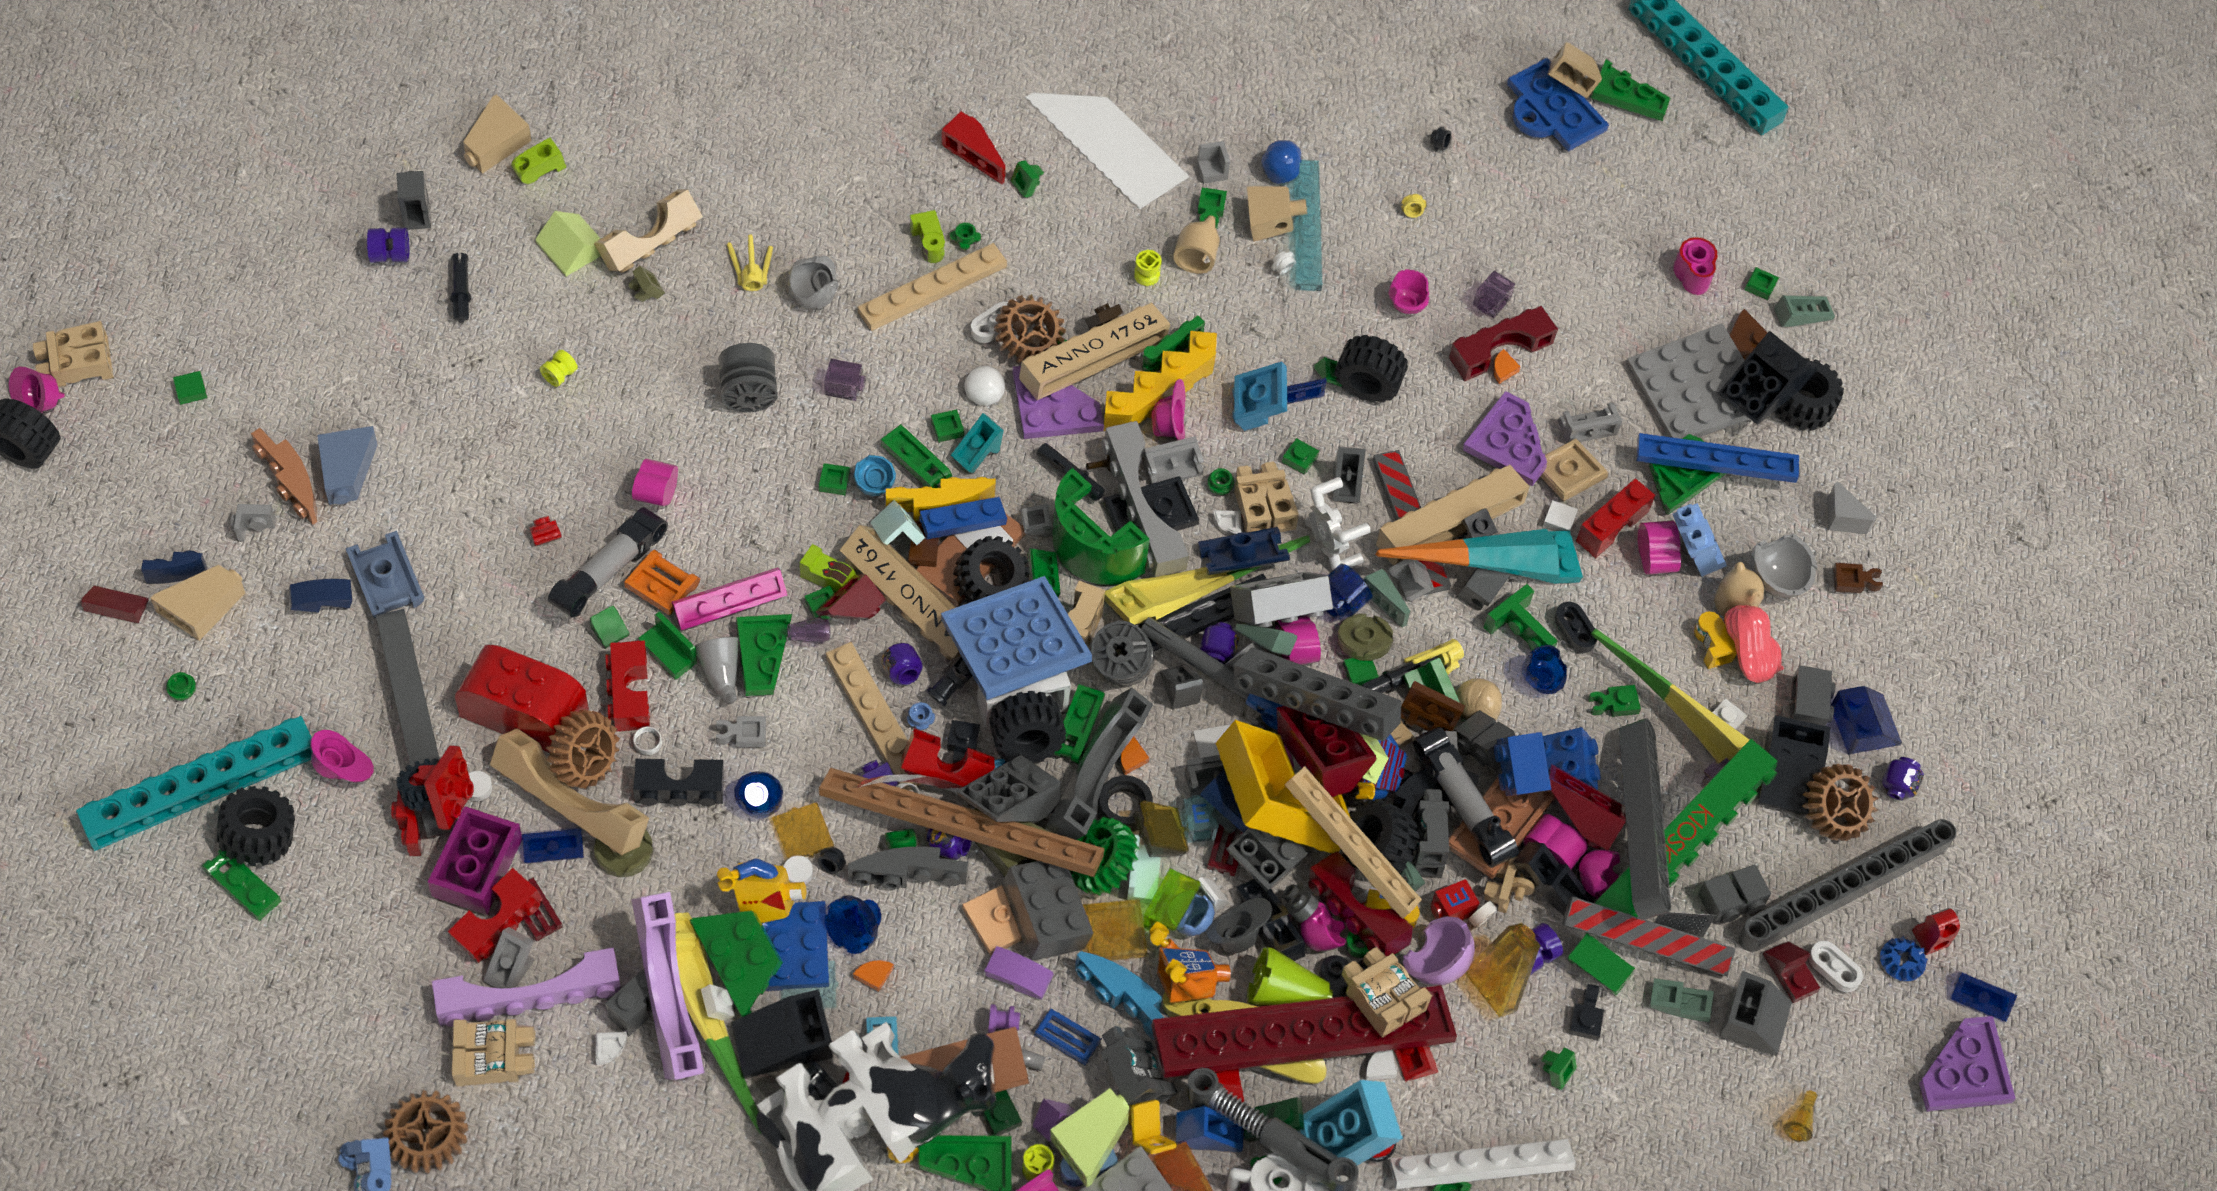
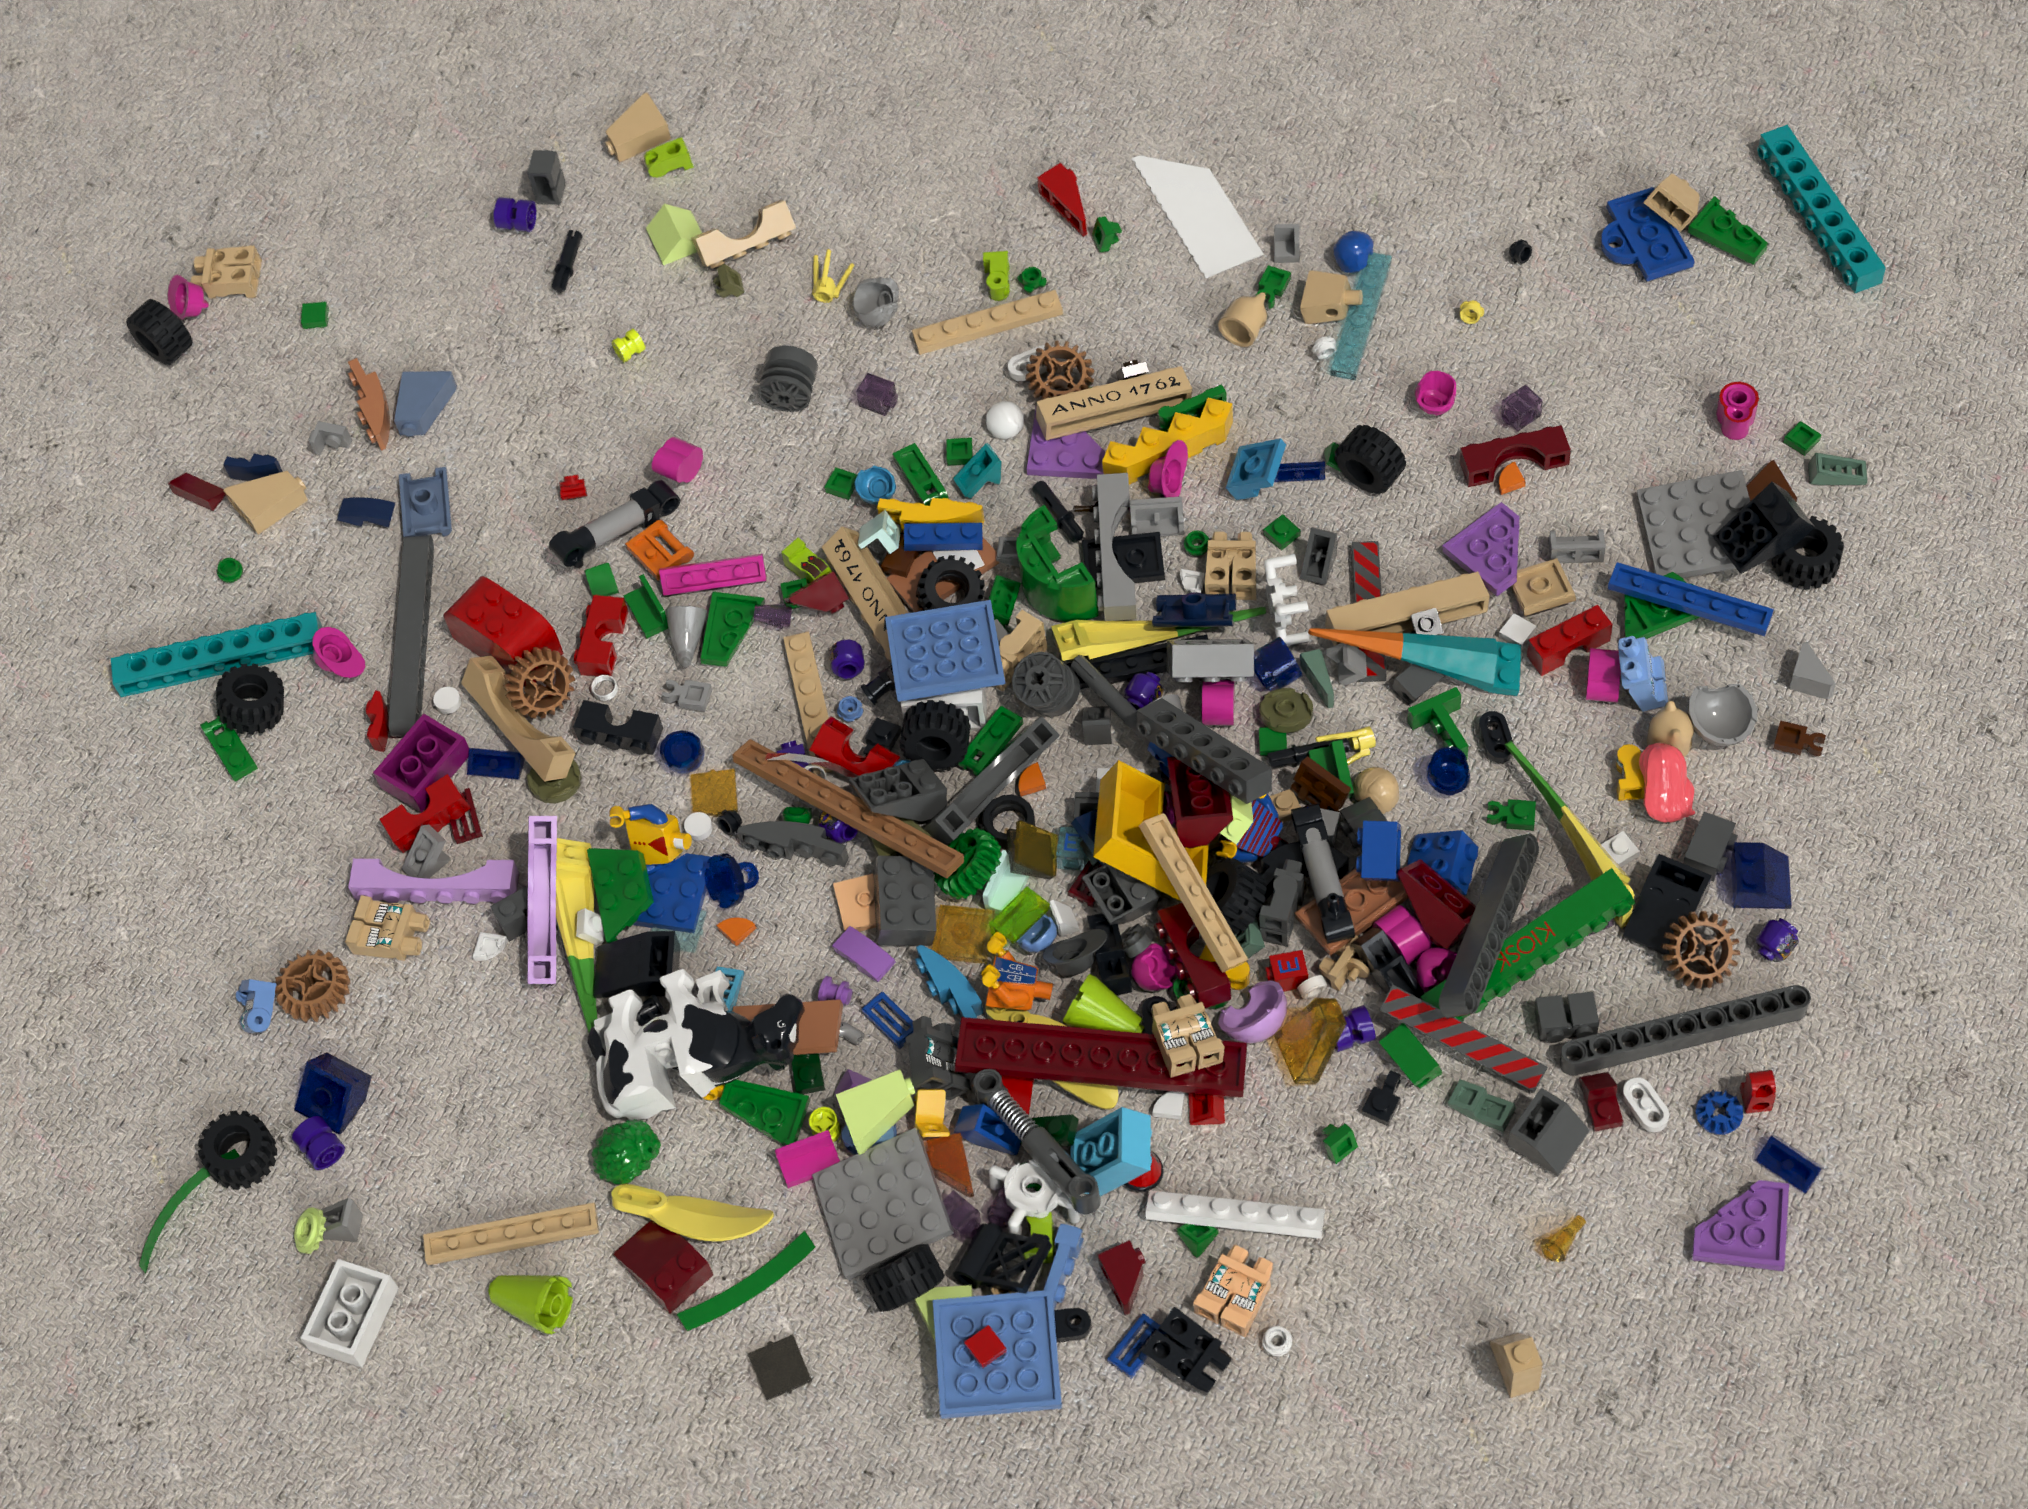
camera: 30 degrees right, 0 degrees up
(438, 786) = (406, 692): red plate -> none
(1147, 267) = (1192, 333): neon yellow wheel -> none
(1271, 639) = (1184, 694): sand green slope -> none
(1686, 922) = (1506, 1033): sticker -> none

